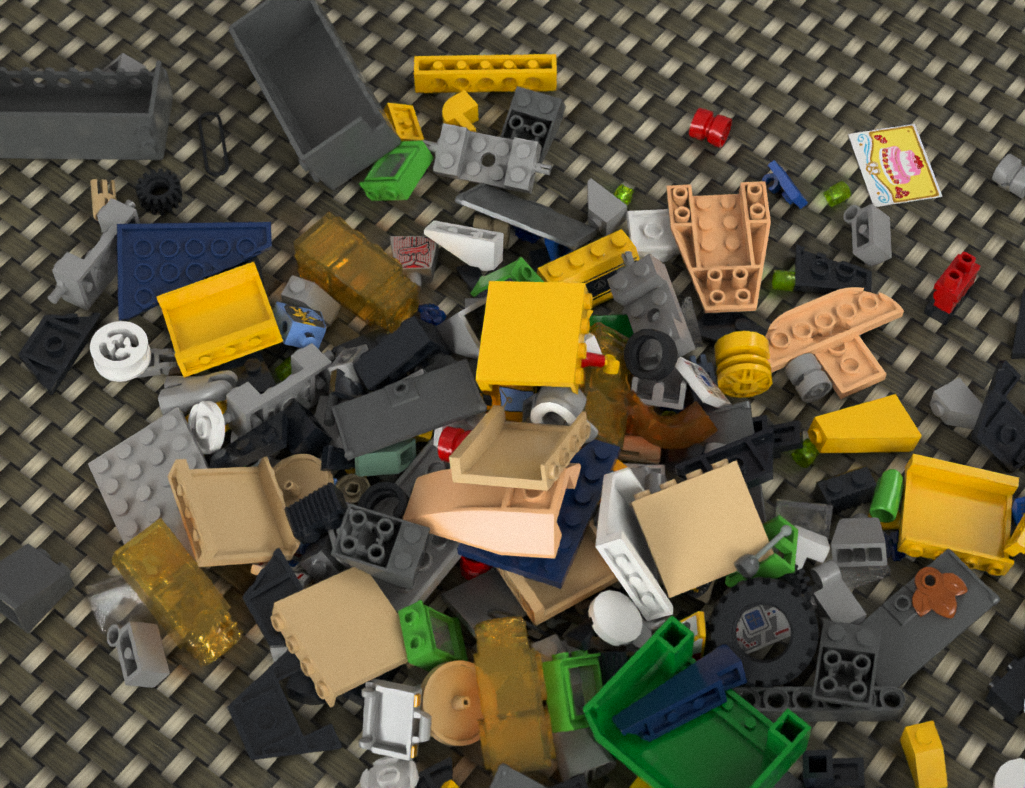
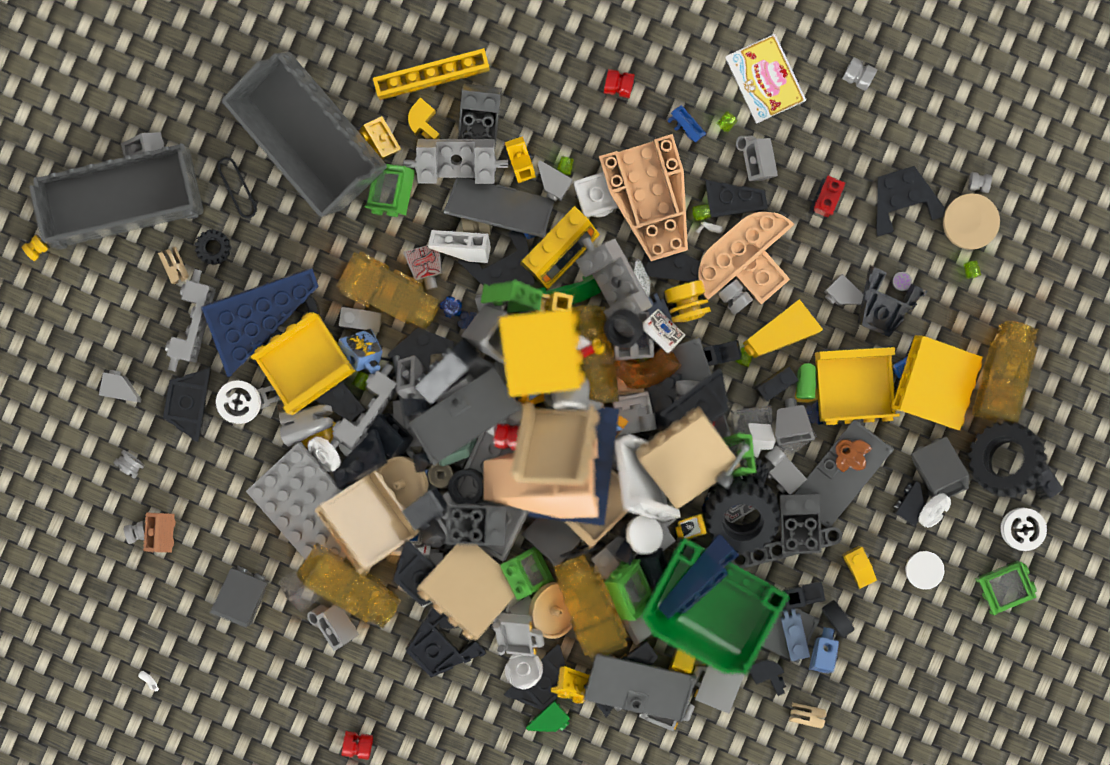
camera: 10 degrees left, 30 degrees up
(566, 174) = (520, 159): none -> yellow brick
(791, 300) = (711, 227): none -> white piece

